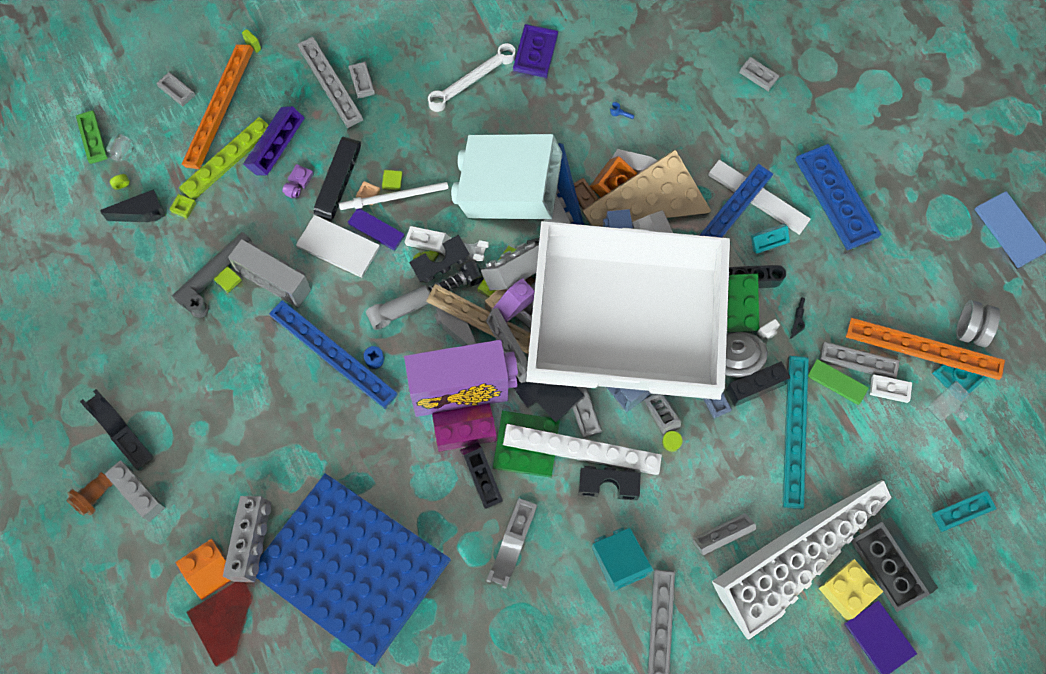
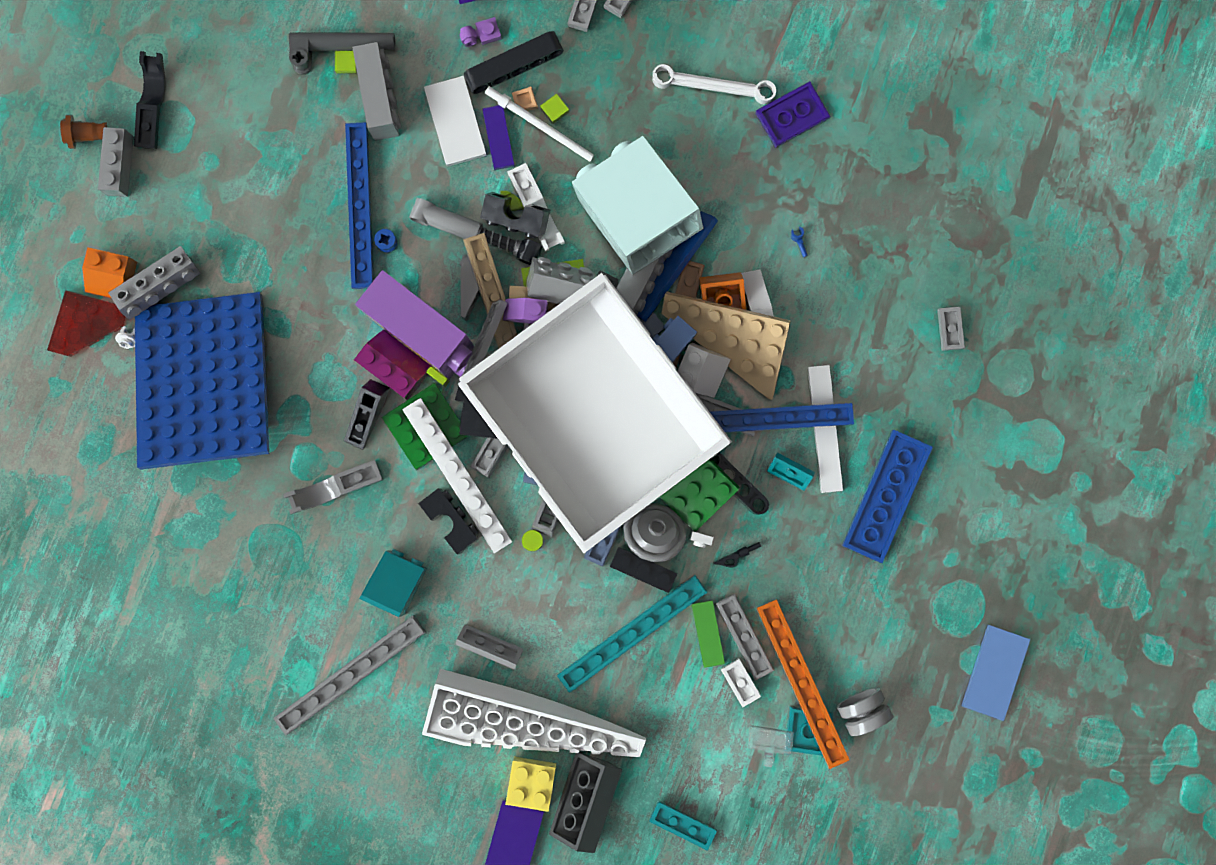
camera: 50 degrees right, 15 degrees up
(265, 598) = (124, 339): none -> white plate
(500, 403) = (438, 376): none -> lime tile

